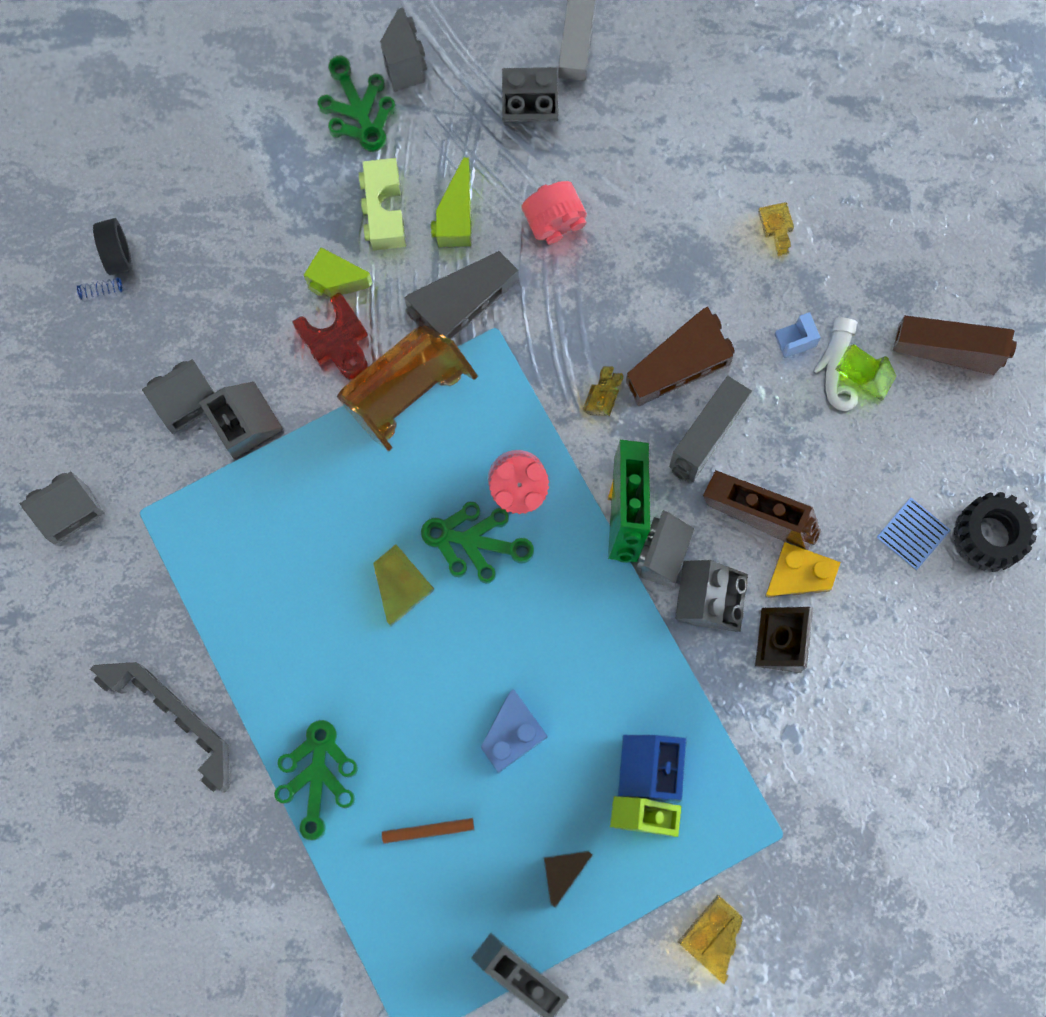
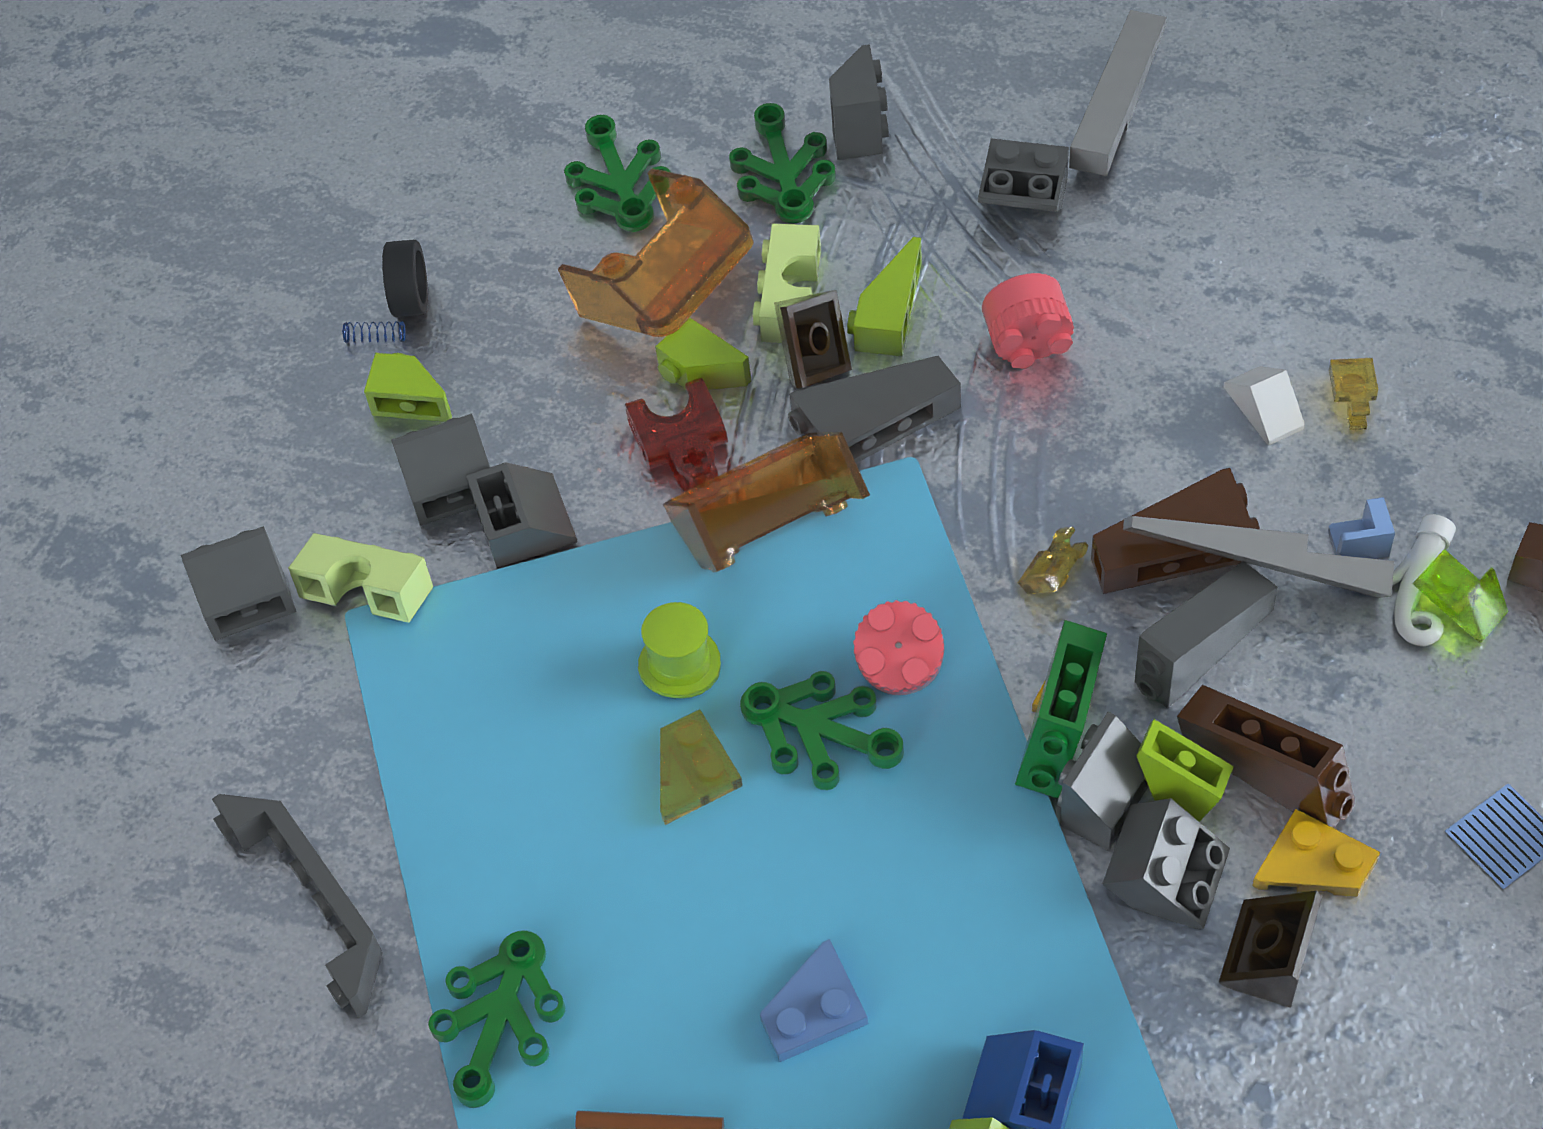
camera: 15 degrees right, 20 degrees down
(121, 481) = (391, 579): none -> yellowish green arch
(134, 333) = (404, 389): none -> lime slope
(243, 135) = (633, 211): none -> green plant
(306, 211) = (673, 270): none -> clear orange windscreen
(373, 508) = (678, 652): none -> lime piece
(410, 251) = (813, 338): none -> dark brown slope
(714, 536) = (1182, 770): none -> lime slope
(721, 244) = (1267, 402): none -> white slope
(744, 366) = (1272, 550): none -> light grey slope

